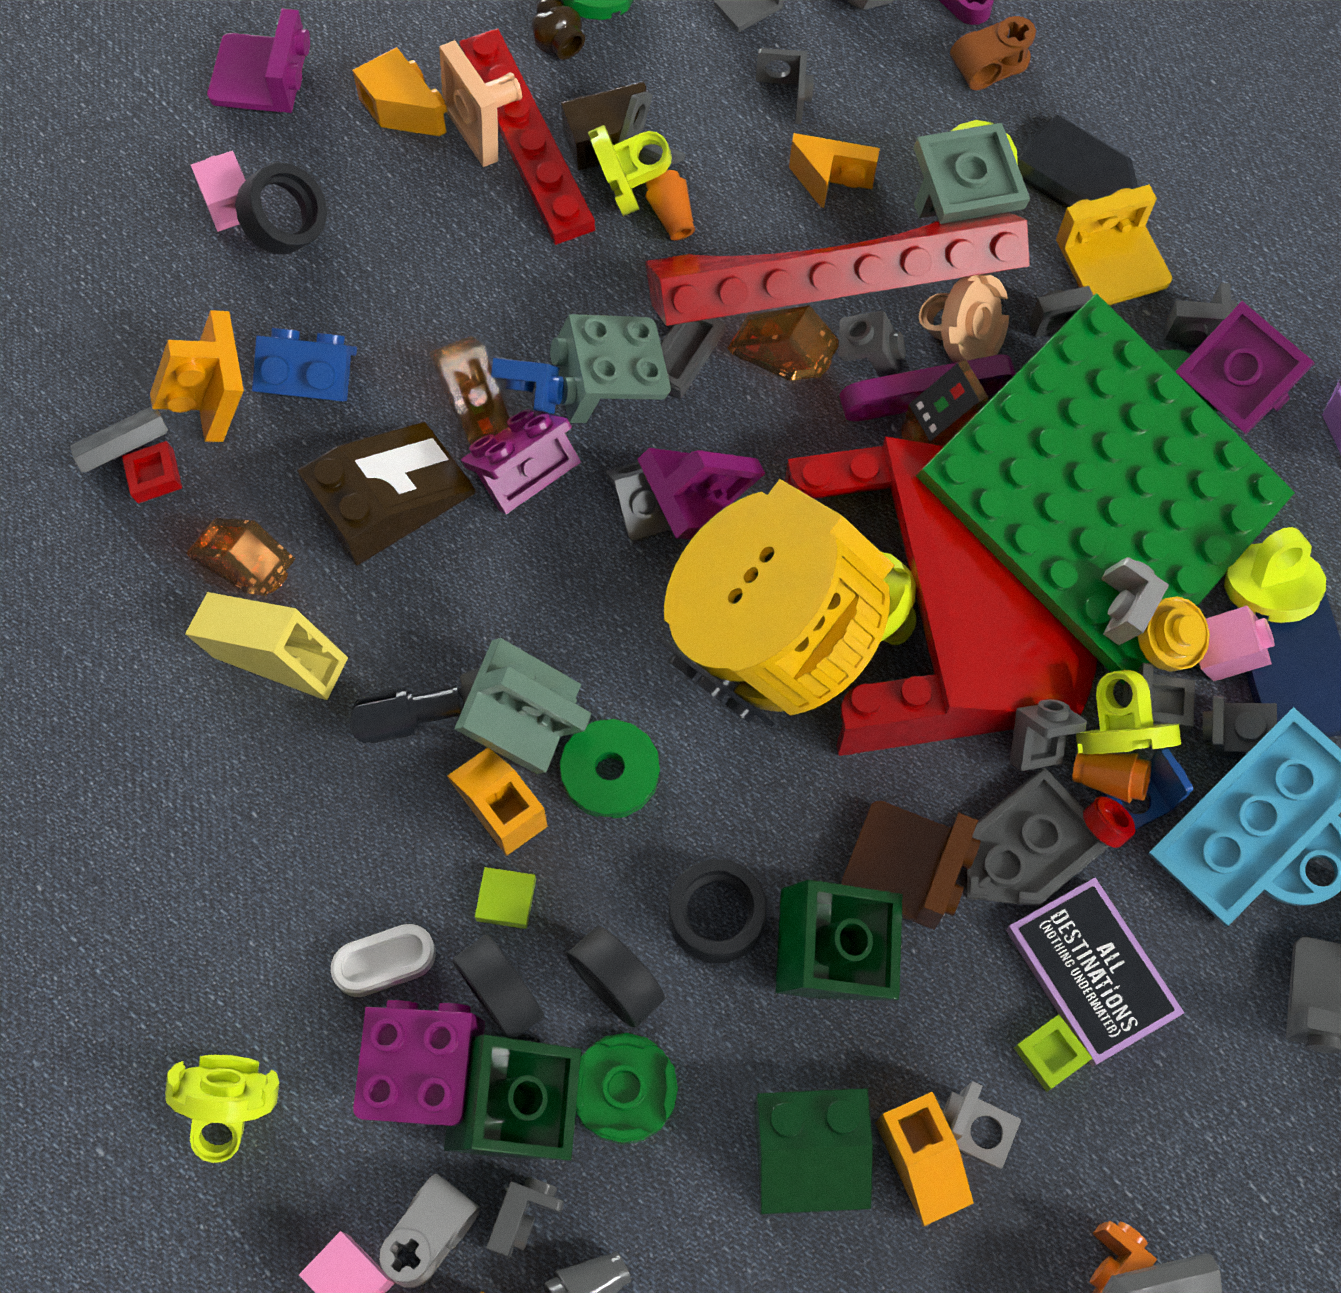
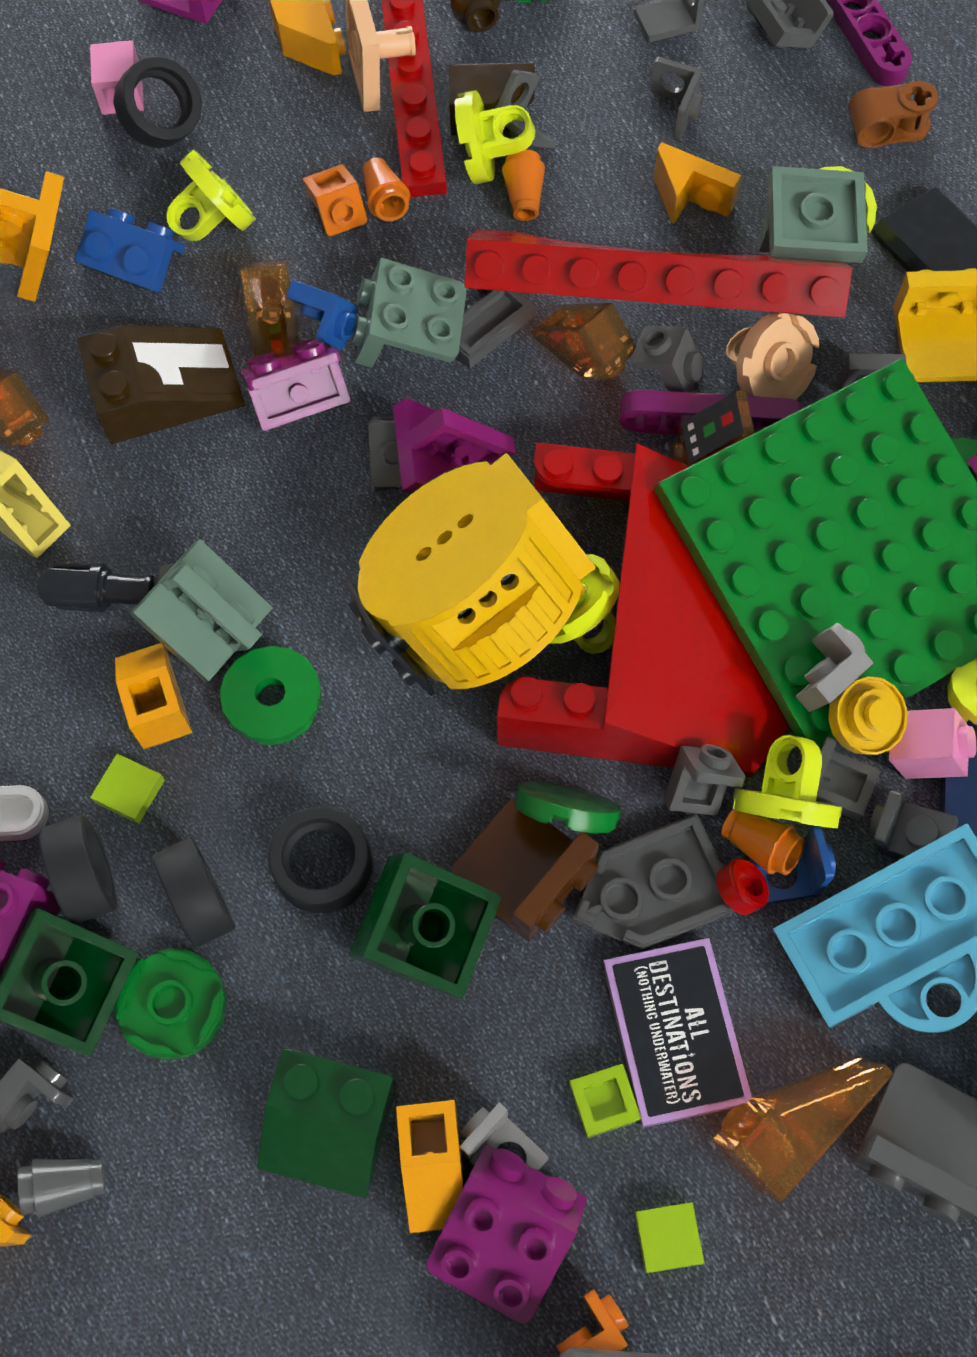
camera: 20 degrees right, 0 degrees up
(372, 293) = (212, 199): none -> neon yellow tile
(493, 261) = (337, 199): none -> orange bracket
(539, 244) = (385, 192): none -> orange cone
(925, 792) = (578, 808): none -> green tile
(1013, 1198) = (507, 1234): none -> magenta bracket
(1151, 1156) = (669, 1237): none -> lime tile
(1226, 1024) = (790, 1128): none -> clear orange slope

